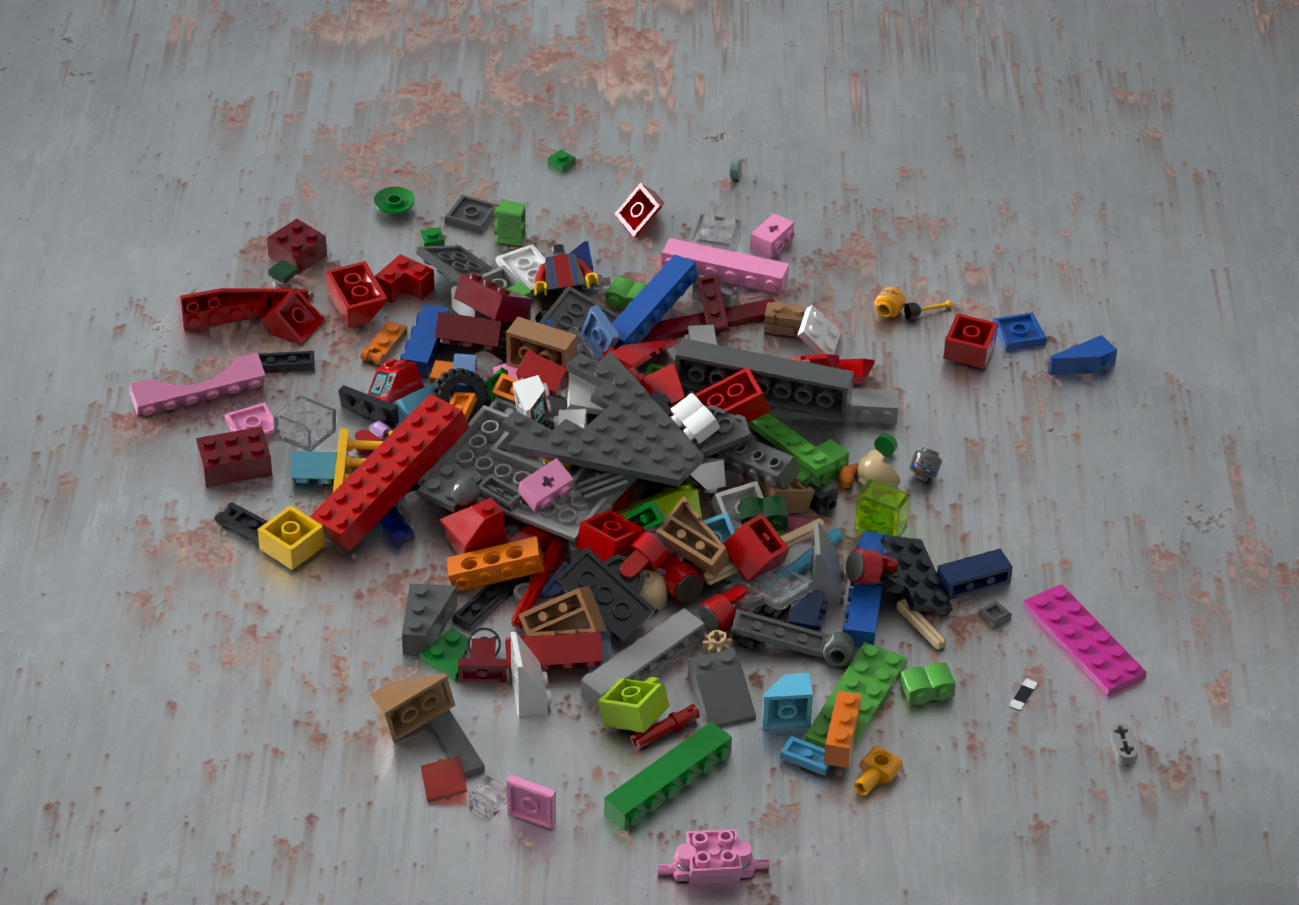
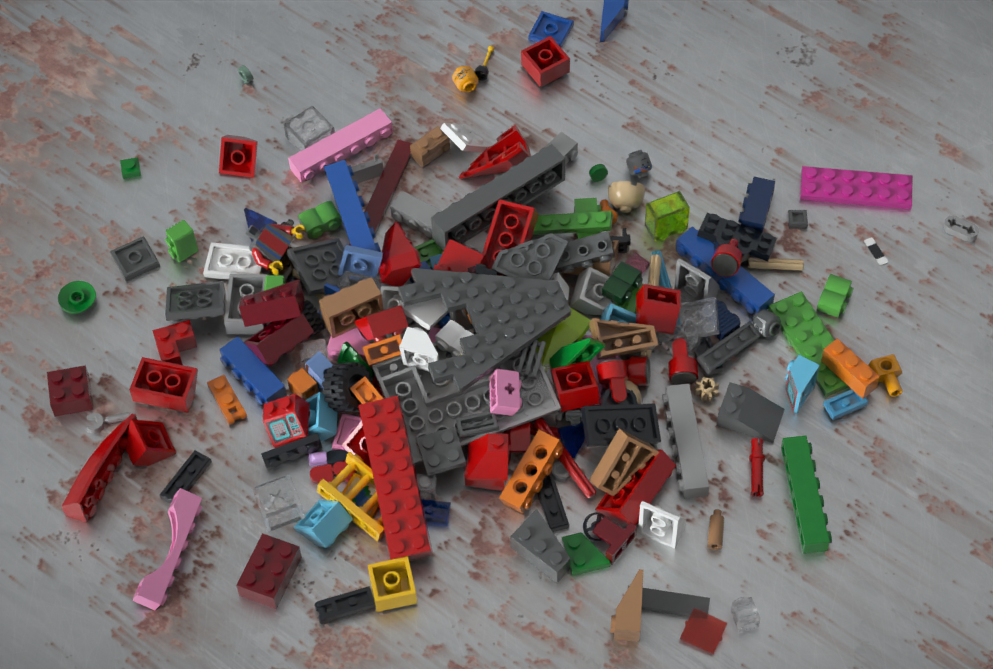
camera: 50 degrees left, 15 degrees up
(252, 417) = (237, 537): bright pink tile -> none
(283, 271) = (90, 417): dark green tile -> none
(432, 237) = (138, 299): green plate -> none
(465, 492) = (466, 445): dark grey piece -> none
(531, 802) = (777, 590): bright pink tile -> none
(563, 732) = (716, 530): none -> medium nougat cylinder
(633, 704) = (733, 472): lime hinge -> none
(694, 418) = (524, 262): white brick -> none
(713, 303) = (380, 177): dark red tile -> none
(713, 858) = (901, 516): bright pink piece -> none
(772, 236) = (335, 98): bright pink brick -> none

